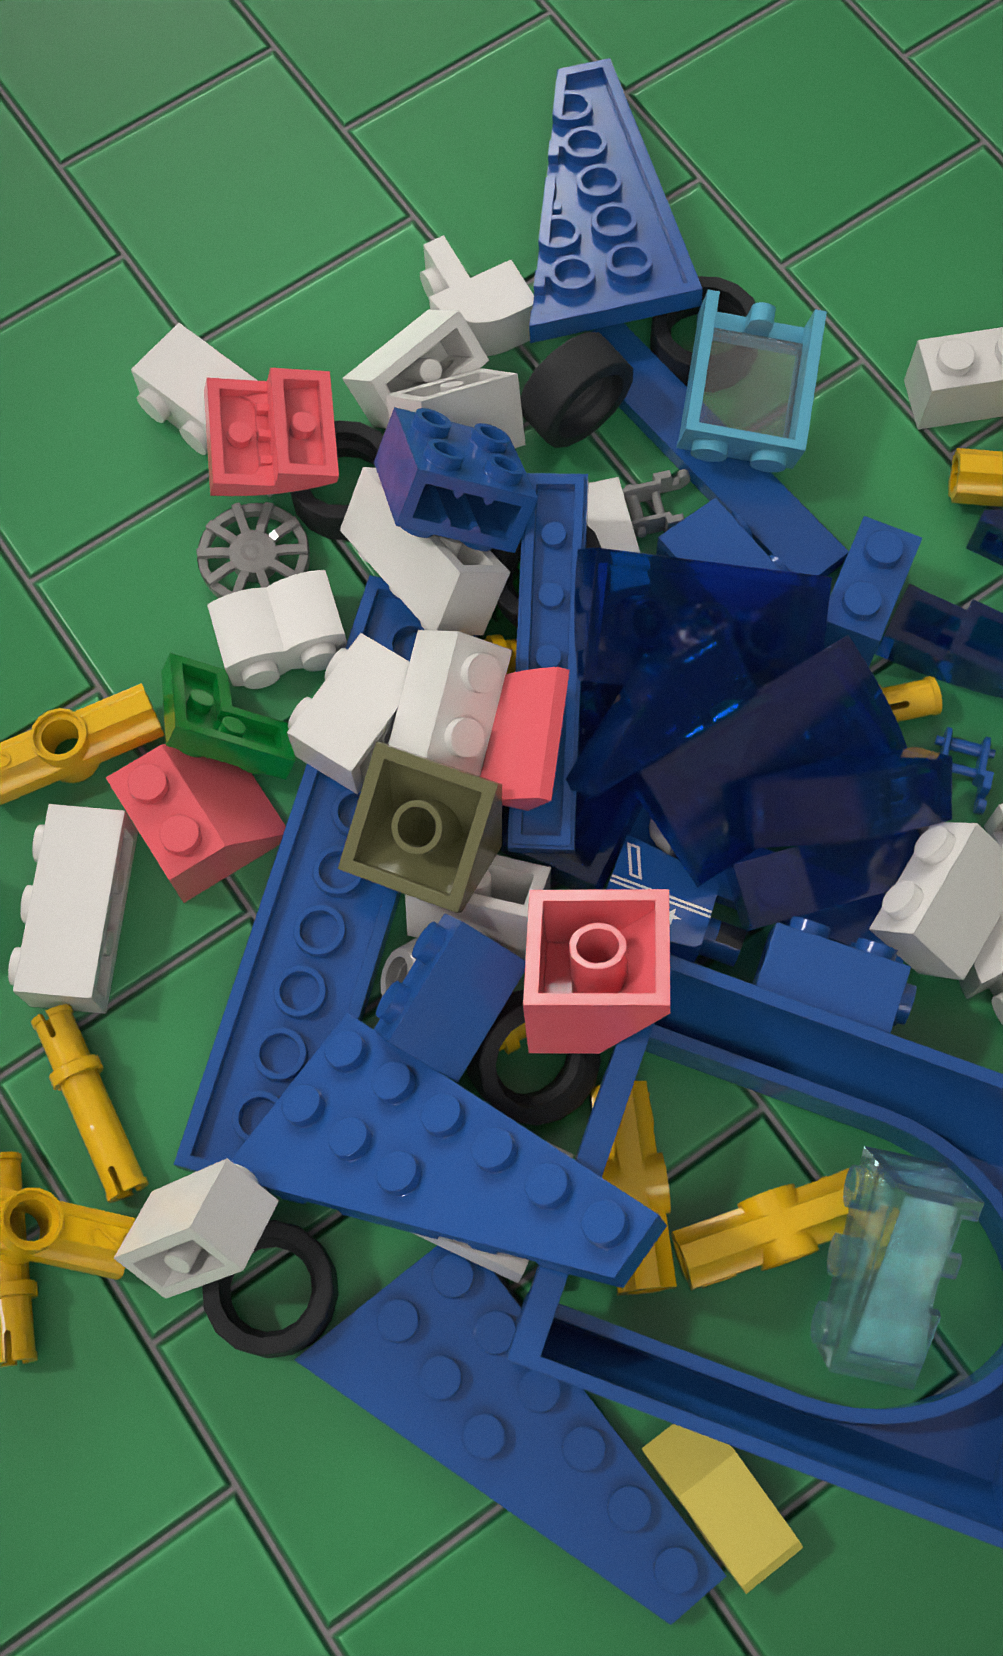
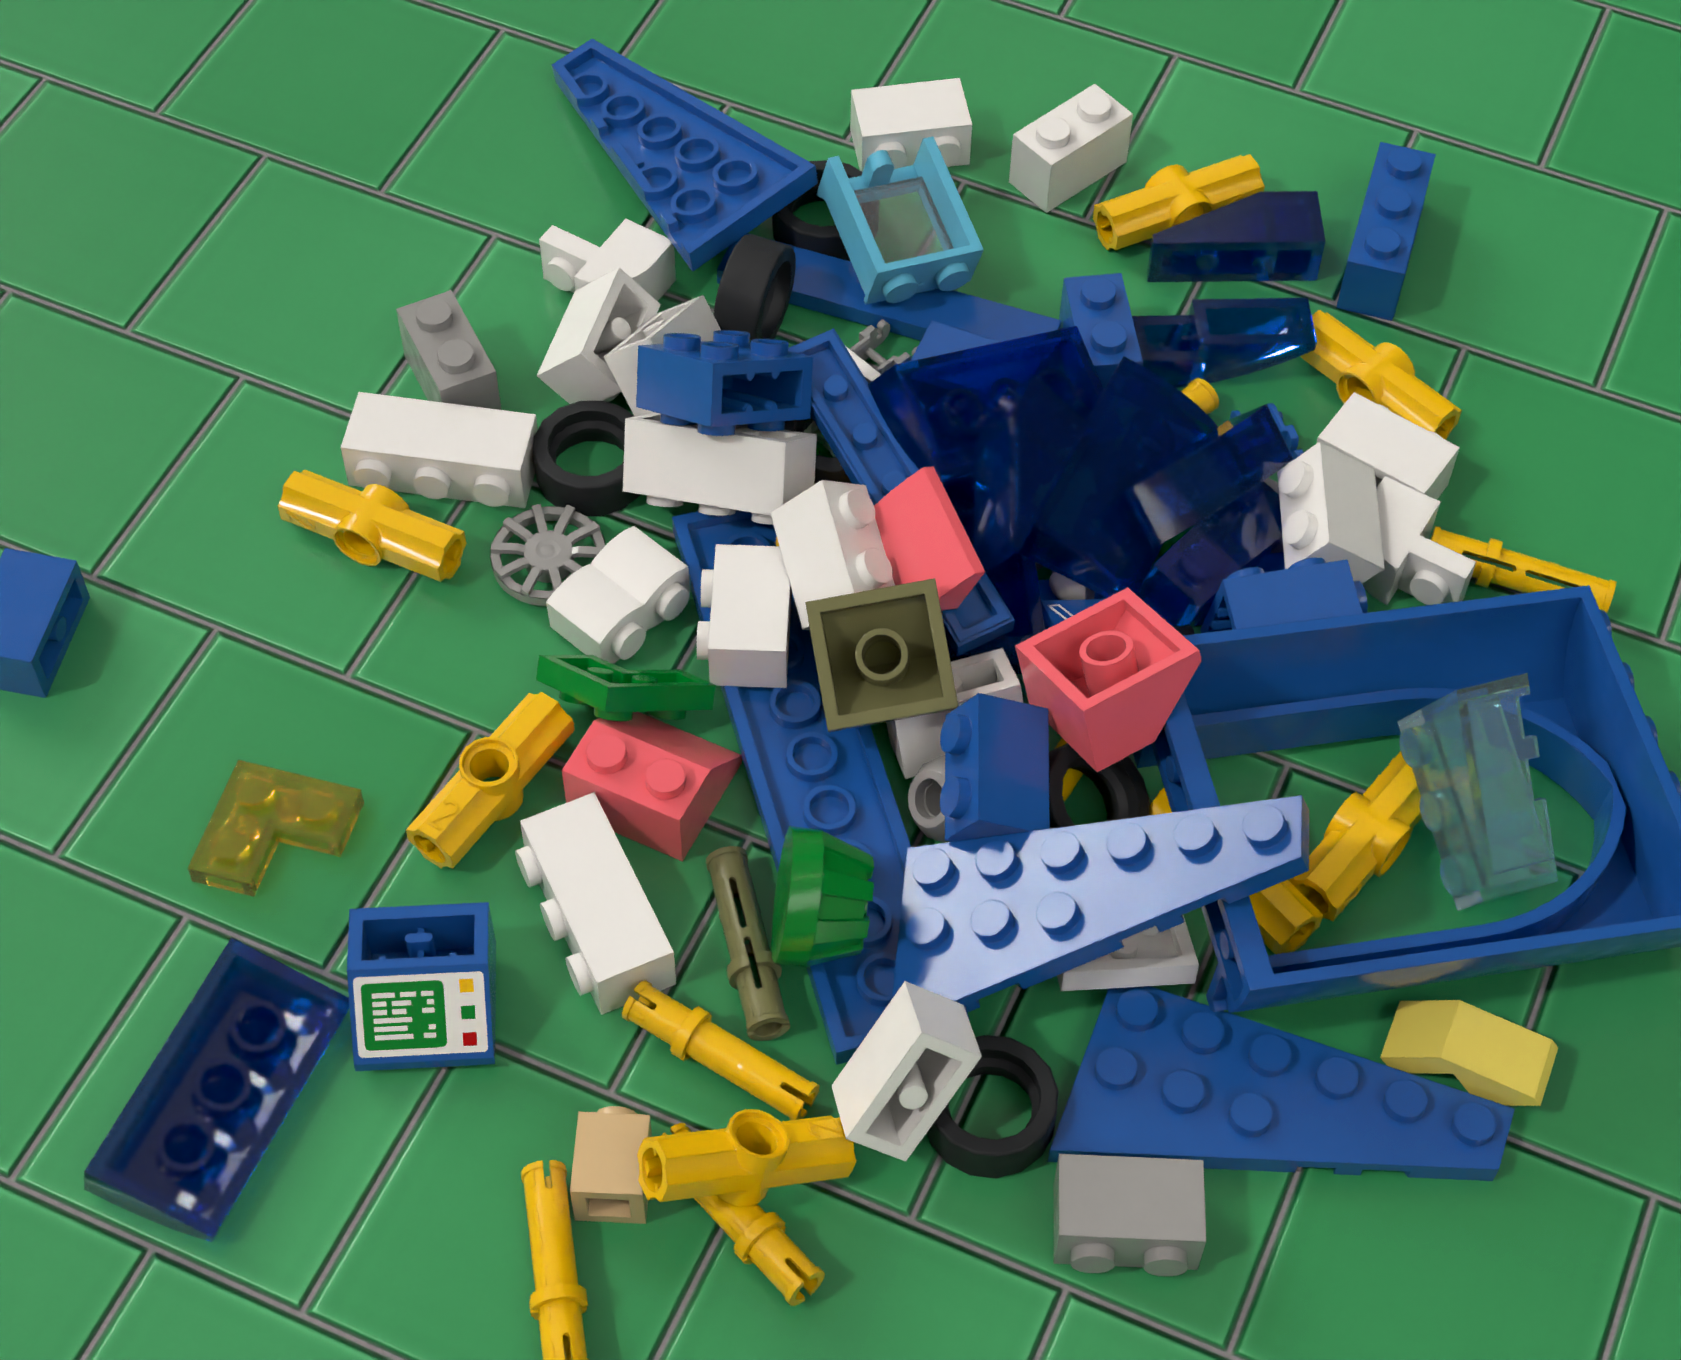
camera: 35 degrees left, 15 degrees down
(125, 453) = (372, 525): none -> yellow piece
(174, 1017) = (761, 1006): none -> olive pin
(225, 1026) = (820, 899): none -> green piece
(270, 433) = (513, 437): coral slope -> none
(280, 317) = (447, 353): none -> light grey brick
(314, 1464) = (1129, 1213): none -> light grey brick
(842, 276) = (904, 114): none -> white brick

